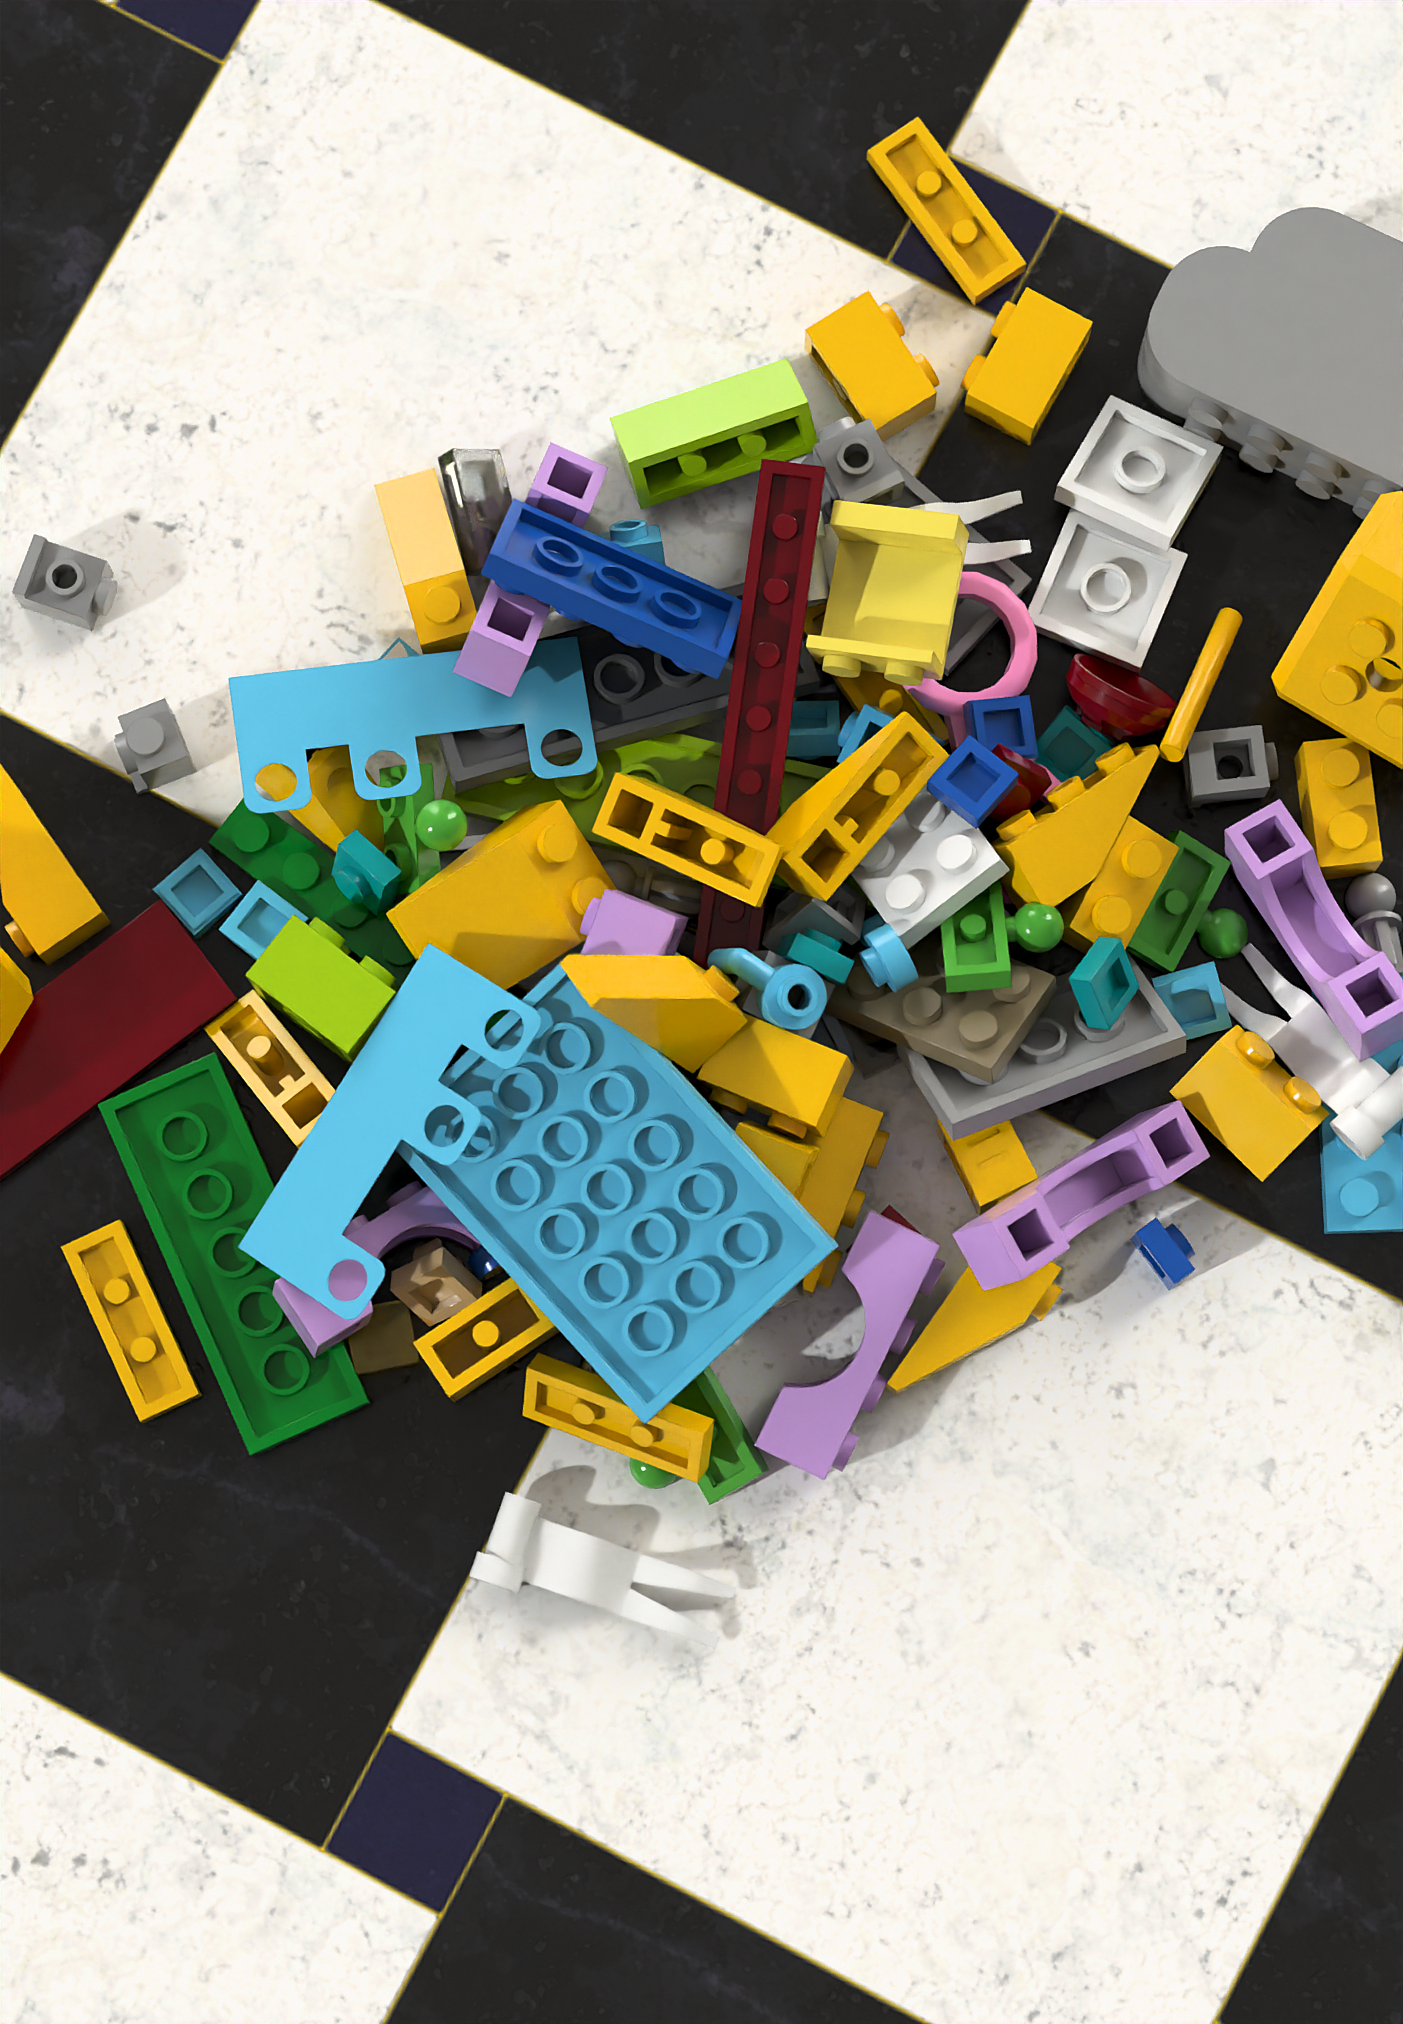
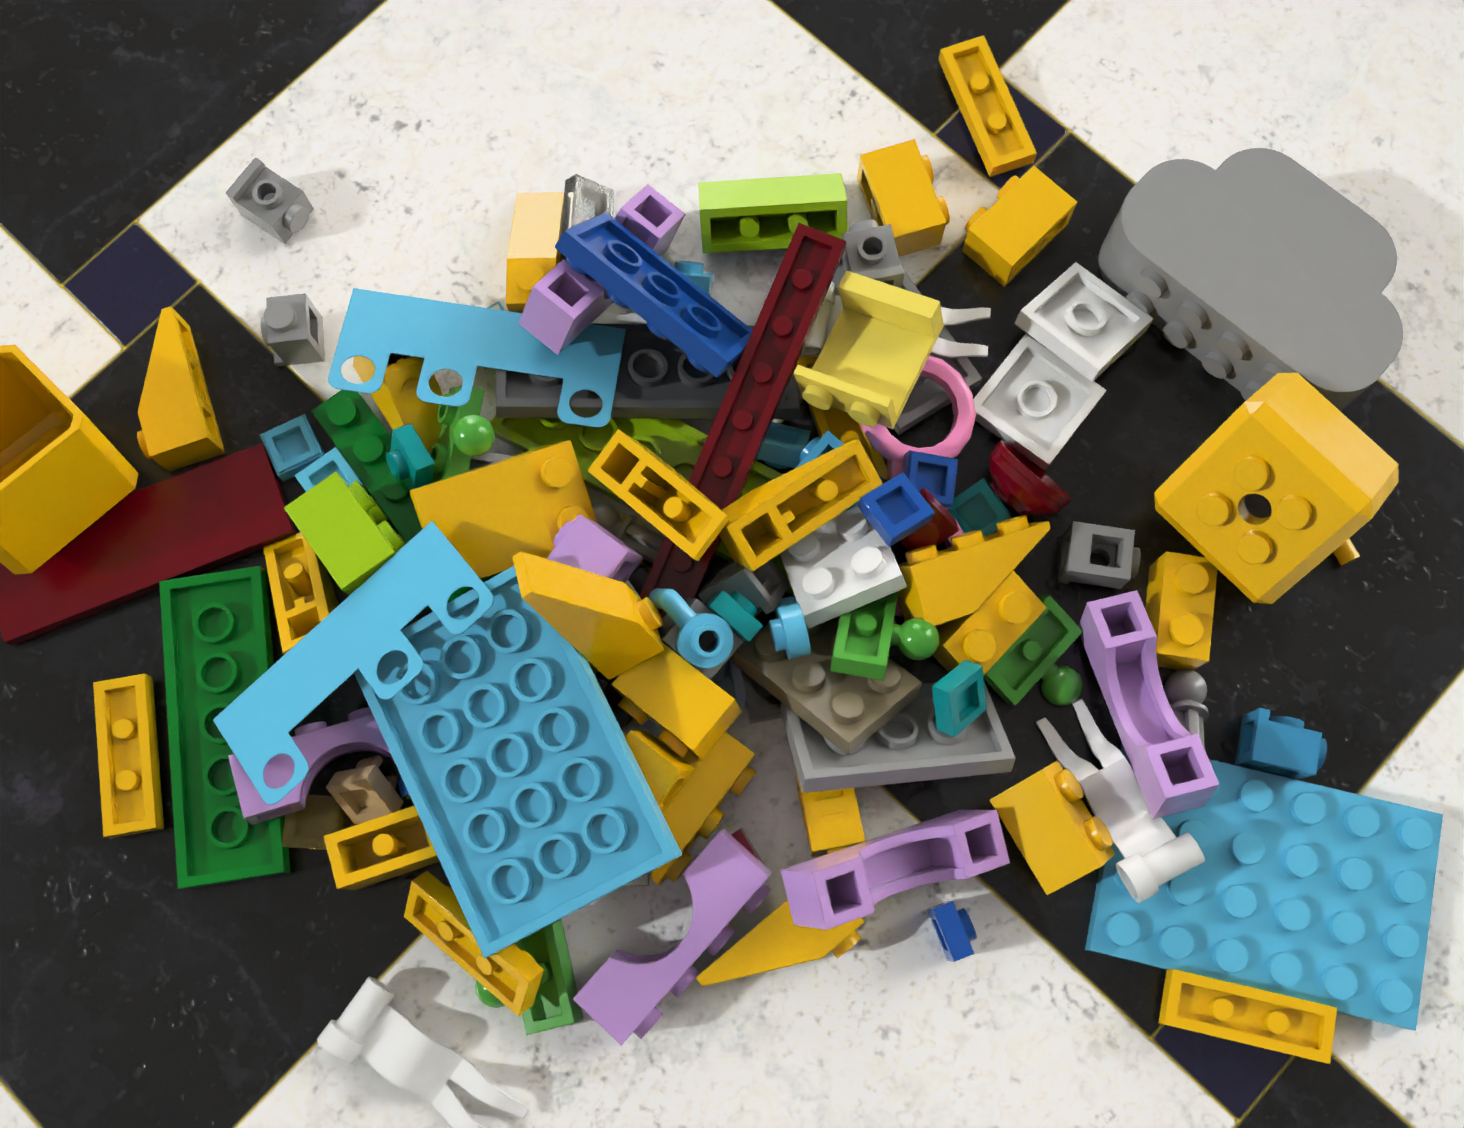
camera: 15 degrees right, 5 degrees down
(1195, 999) = (1028, 731): medium azure plate -> none
(1200, 685) = (1092, 489): yellow bar -> none

